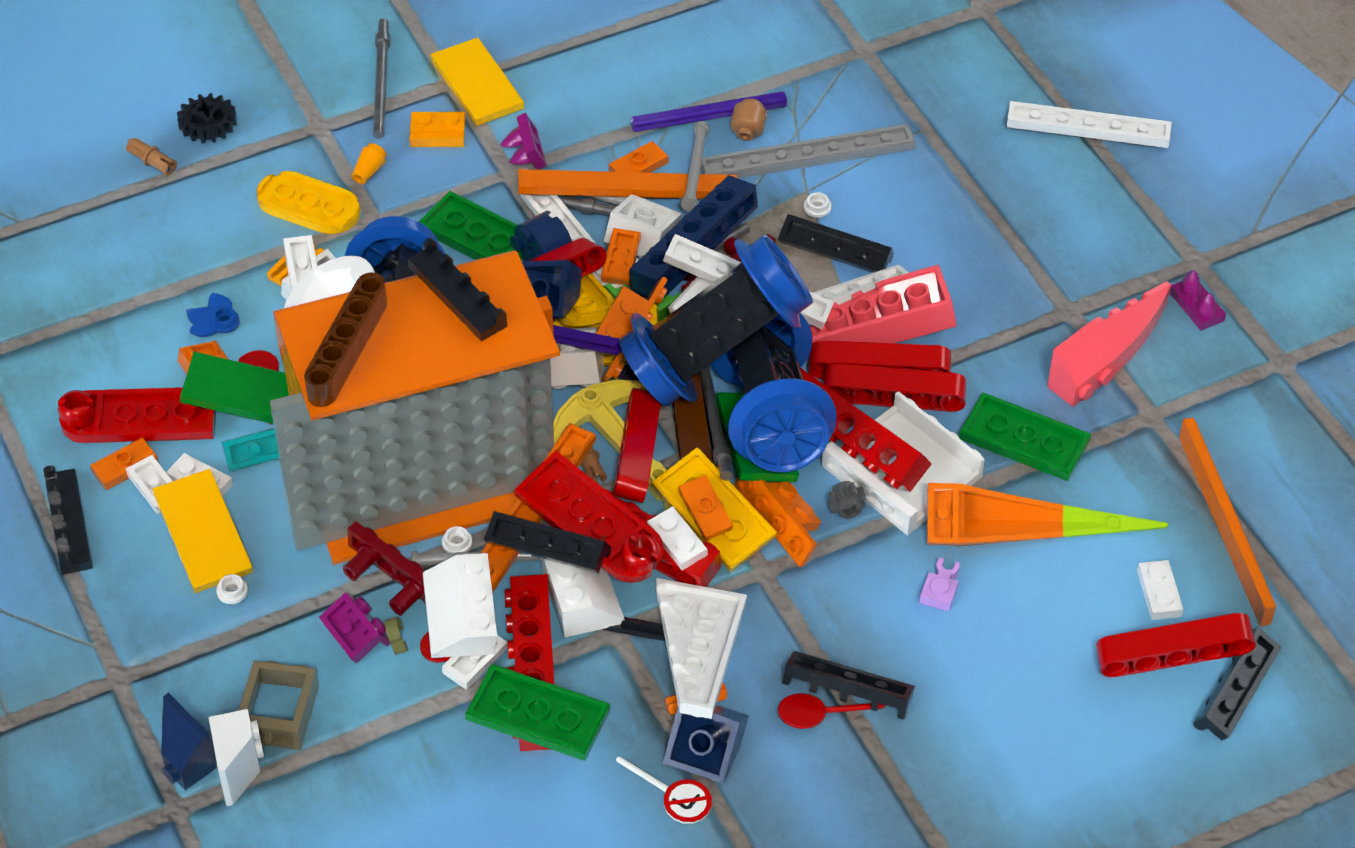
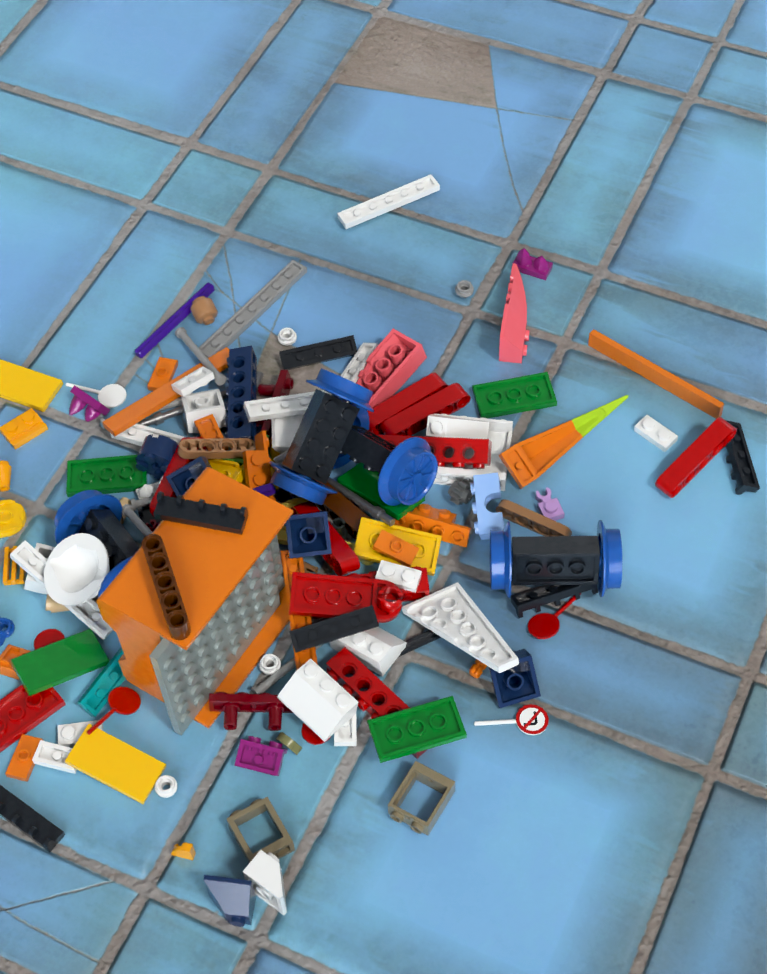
camera: 35 degrees left, 5 degrees up
(188, 667) = (185, 851): none -> light orange tile
(264, 472) = (121, 700): none -> red piece
(471, 768) = (433, 780): none -> dark tan window
(561, 151) = (109, 396): none -> white piece
(608, 266) = (216, 445): none -> medium nougat beam
(611, 421) = (308, 534): none -> dark blue slope
(655, 185) = (193, 381): none -> white plate
(667, 452) = (339, 525): none -> pearl dark grey pin
(870, 511) = (485, 489): none -> light blue arch
(870, 638) = (556, 560): none -> brick
(903, 589) = (531, 519): none -> medium nougat beam
(907, 423) = (456, 427): none -> white slope
(1083, 278) = (464, 289): none -> light grey plate

